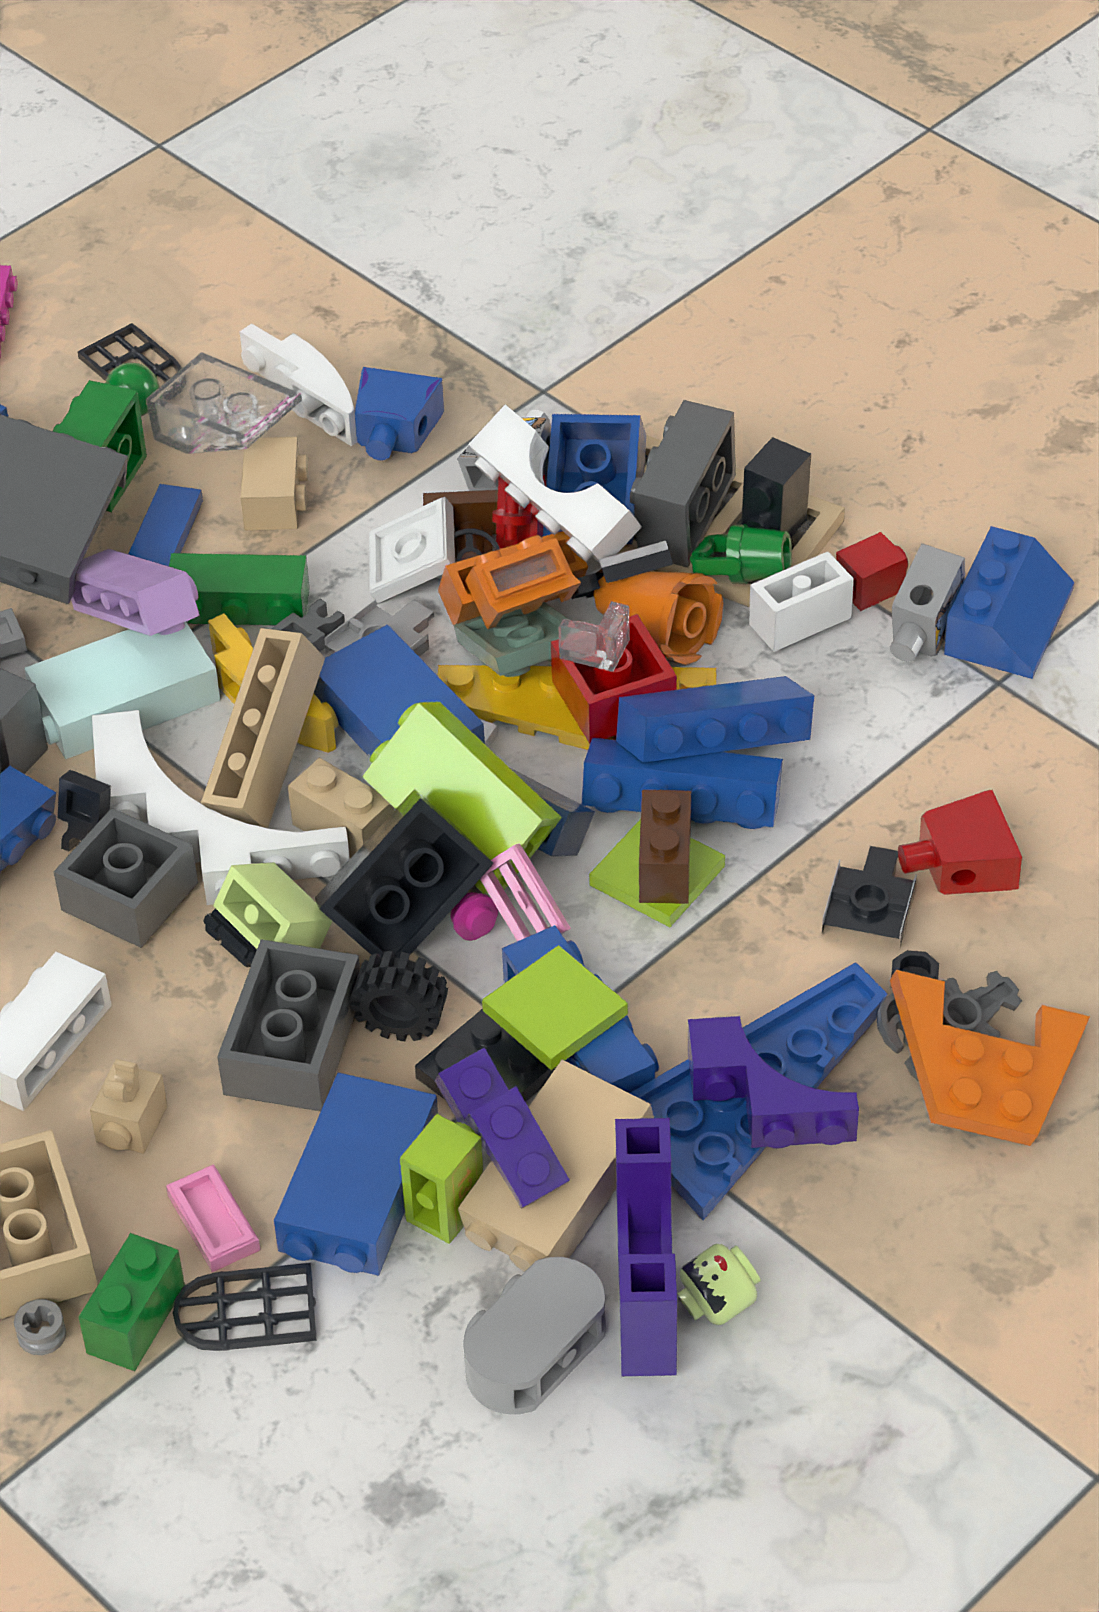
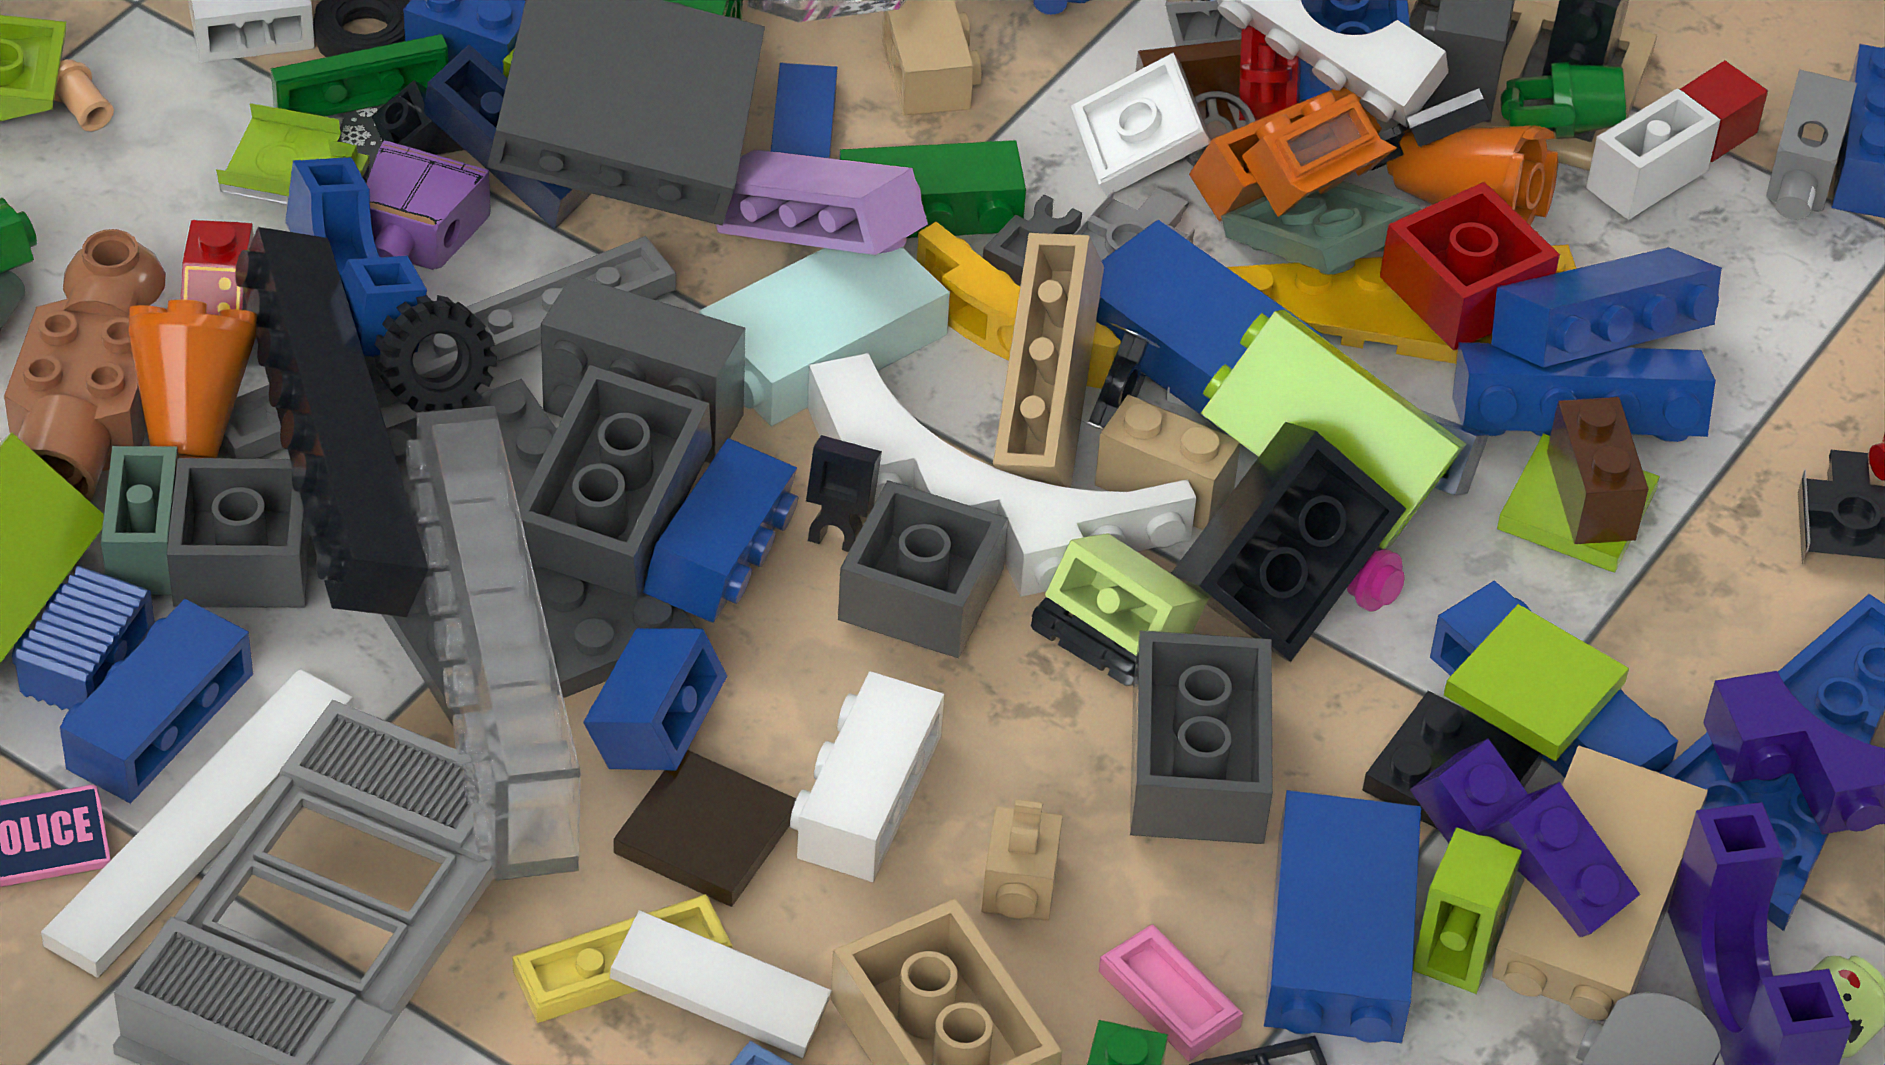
camera: 15 degrees left, 0 degrees up
(316, 739) = (1123, 378): none -> black piece
(399, 996) = (1328, 663): black tyre -> none
(536, 887) = (1429, 493): bright pink tile -> none
(596, 644) = (1452, 221): clear panel -> none

